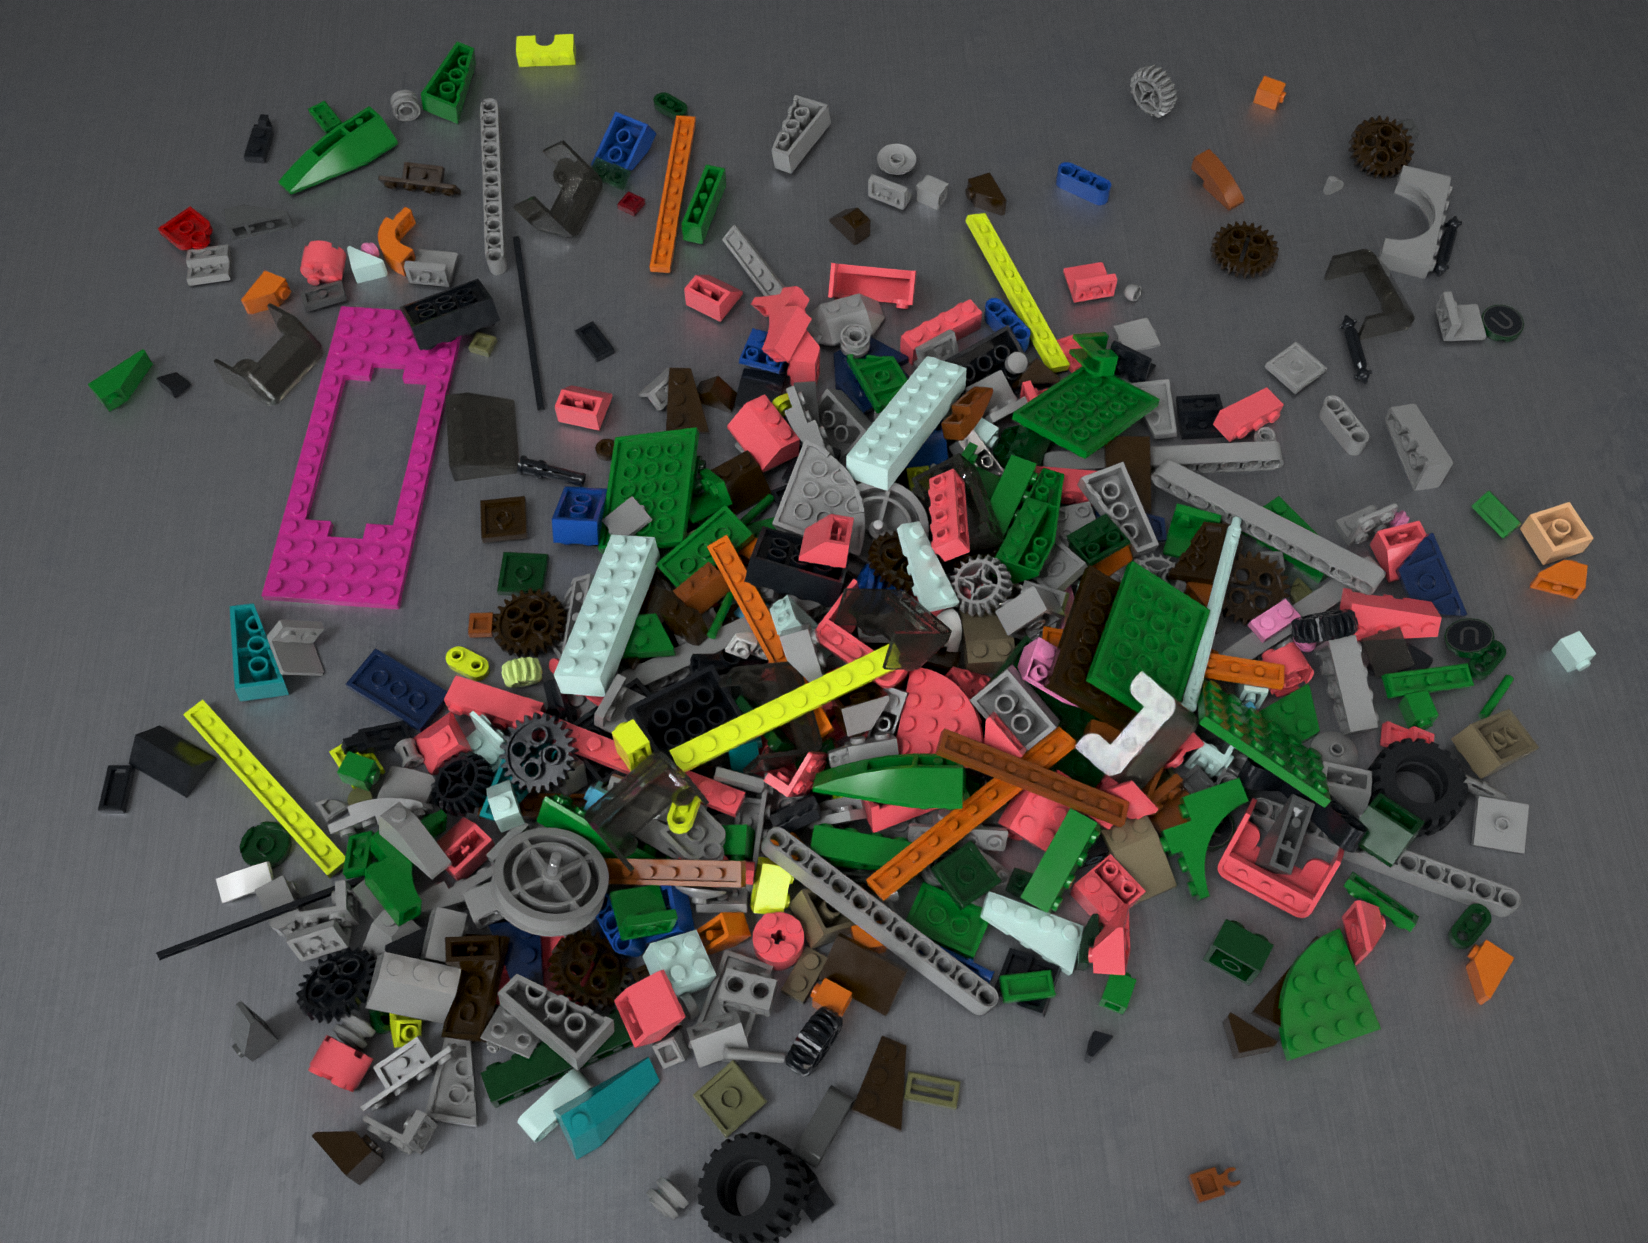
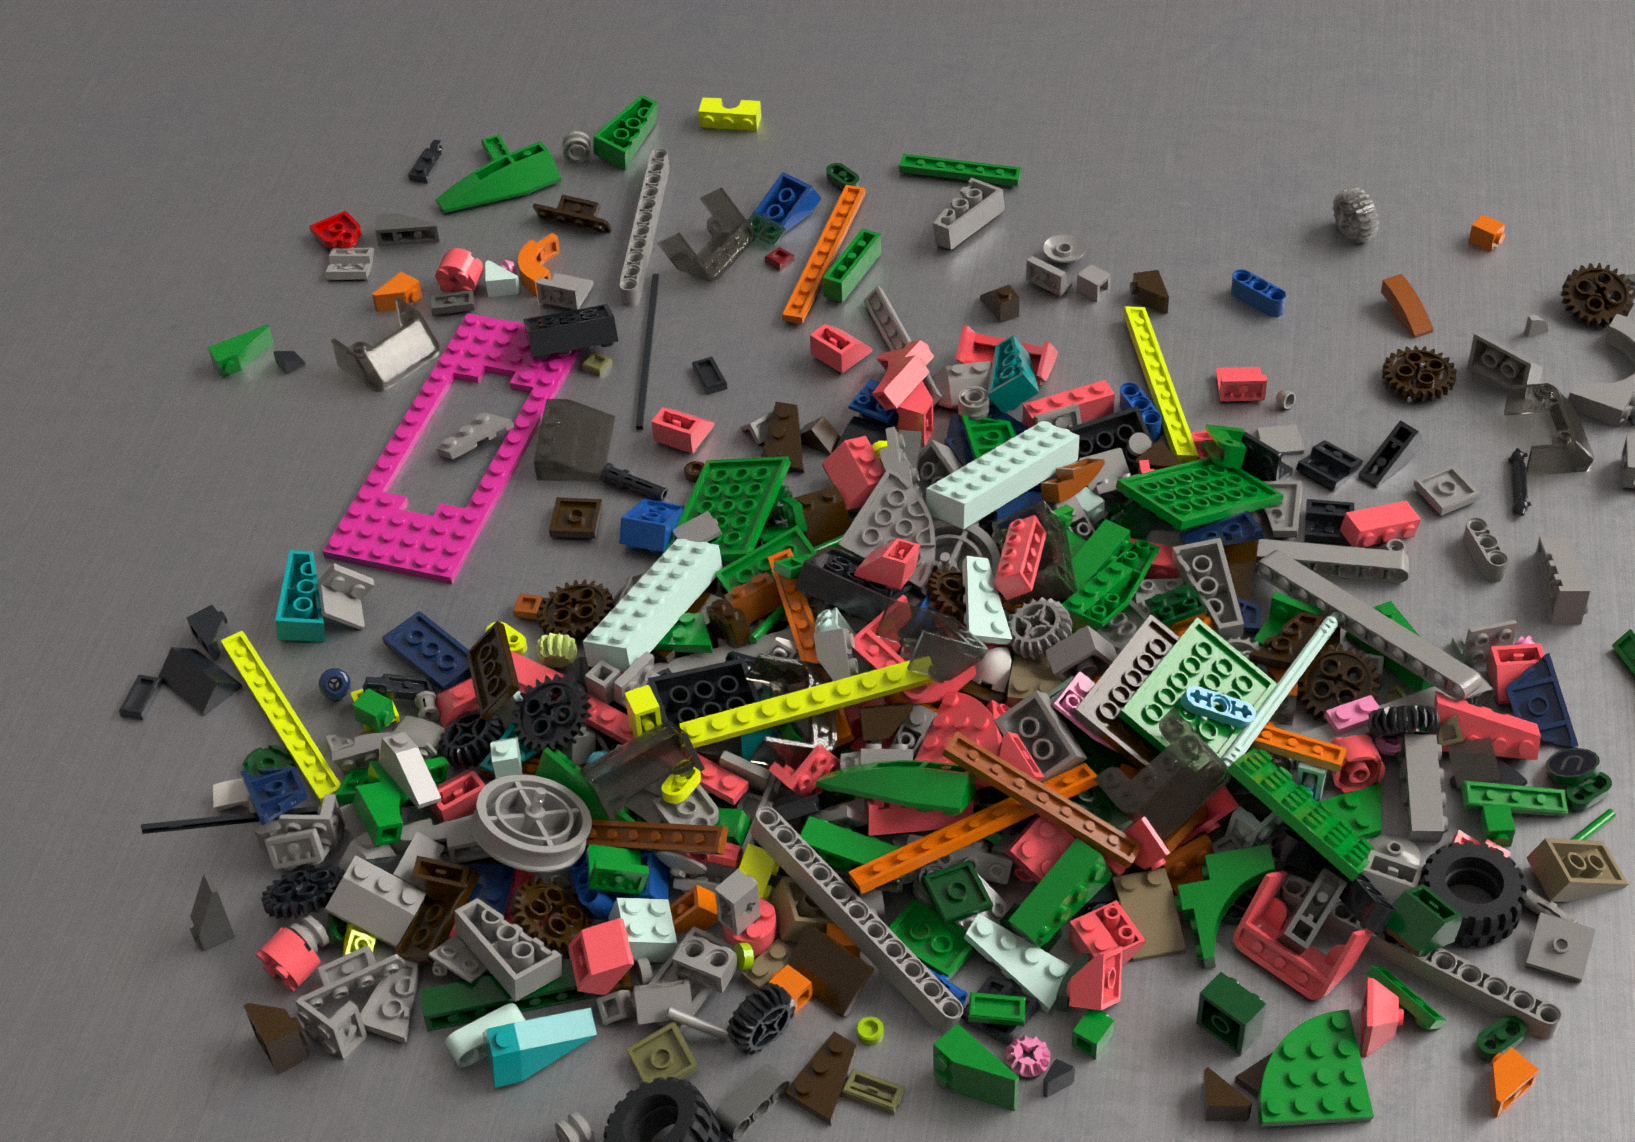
camera: 15 degrees right, 15 degrees down
(169, 703) = (208, 629): none -> black slope
(282, 885) = (274, 791): none -> dark blue wing
(312, 752) = (341, 677): none -> dark blue head
(384, 436) = (466, 439): none -> light grey wing
(469, 715) = (492, 671): none -> dark brown tile
(522, 572) = (581, 565): dark green tile -> none
(581, 709) = (601, 681): none -> light grey brick
(736, 558) = (790, 566): none -> green plate
(769, 931) = (737, 901): none -> light grey brick
(779, 85) = (960, 169): none -> green plate
(782, 975) = (744, 956): none -> lime tile
(884, 307) = (1011, 376): none -> teal wedge
(913, 1026) = (870, 1030): none -> lime tile
(1020, 1056) = (973, 1070): none -> green slope
(1050, 1025) = (1025, 1066): none -> bright pink gear
(1127, 448) = (1231, 530): none -> dark blue wing
(1161, 654) = (1229, 705): none -> medium azure beam
(1186, 356) = (1329, 464): none -> black slope
(1240, 339) = (1392, 454): none -> black slope
(1316, 231) = (1501, 363): none -> light grey slope
(1365, 626) = (1449, 732): none -> dark tan tile

